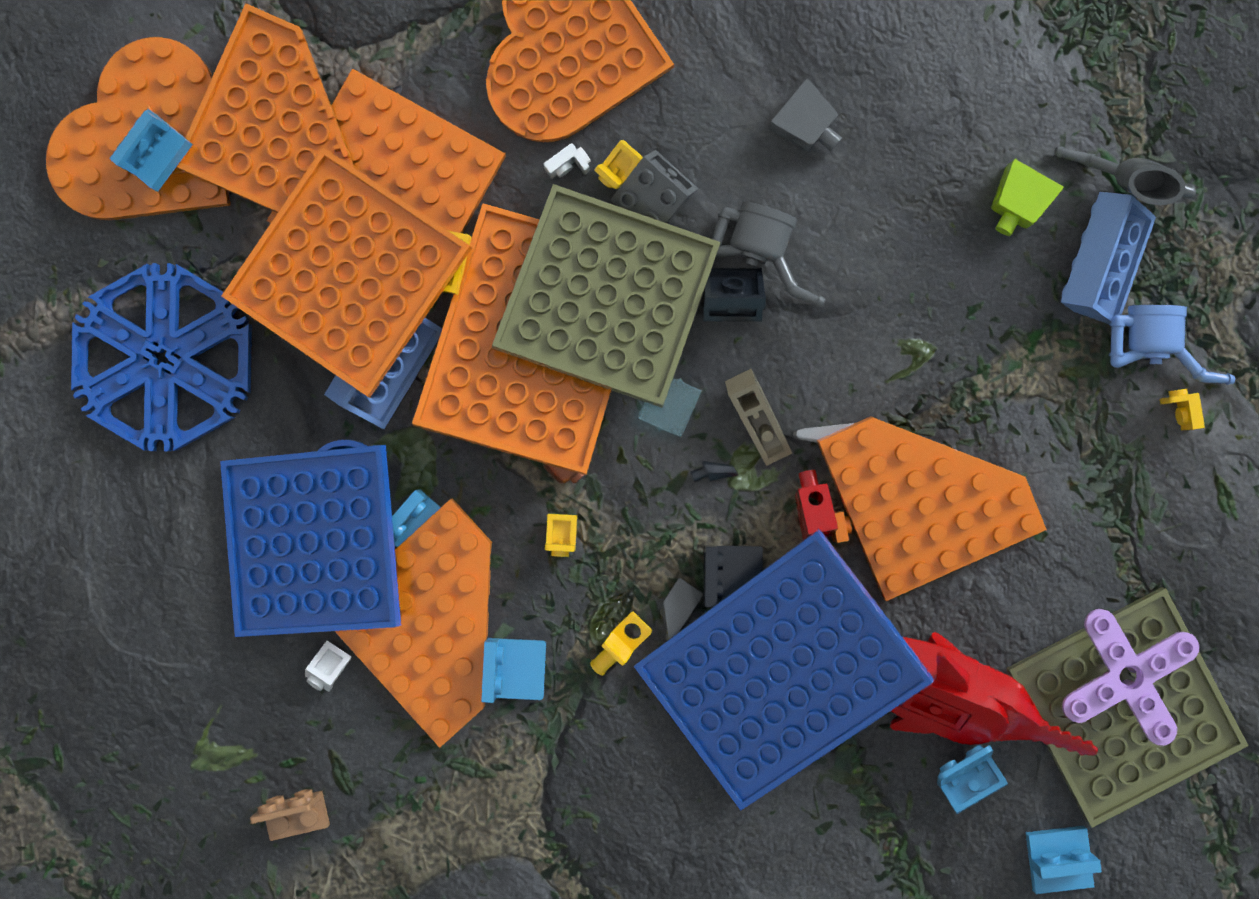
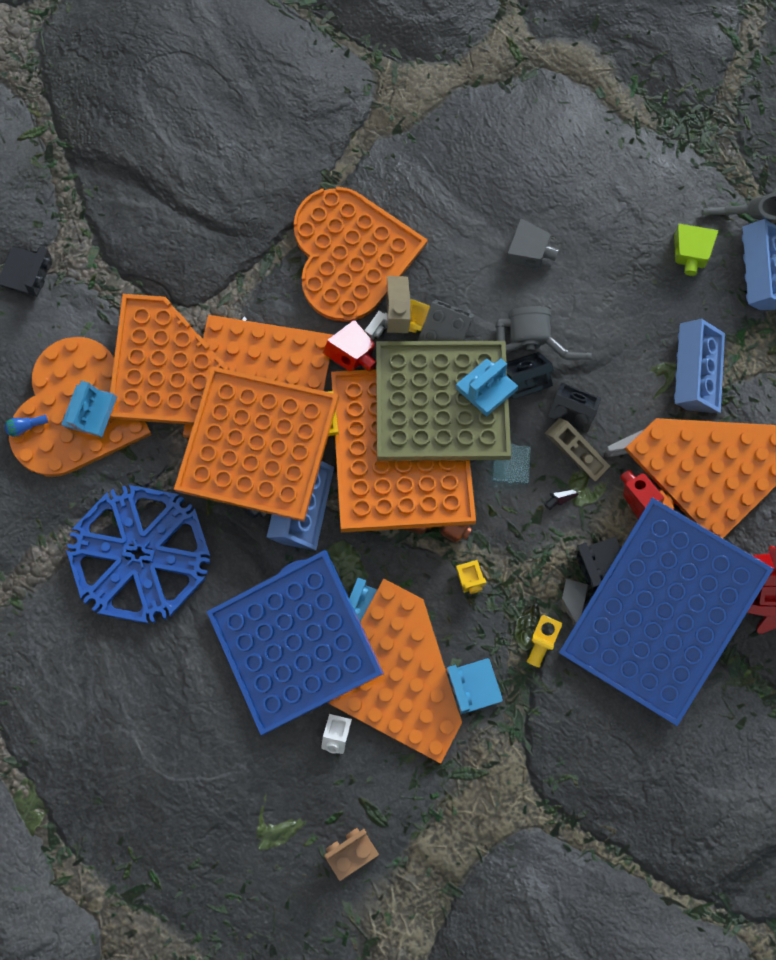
camera: 25 degrees left, 15 degrees down
(57, 139) = (17, 426): none -> blue piece
(518, 181) = (351, 348): none -> torso
(598, 142) = (398, 304): none -> dark tan slope
(669, 299) = (487, 386): none -> dark azure bracket
(778, 359) = (574, 406): none -> black bracket
(961, 363) = (699, 367): none -> medium blue slope

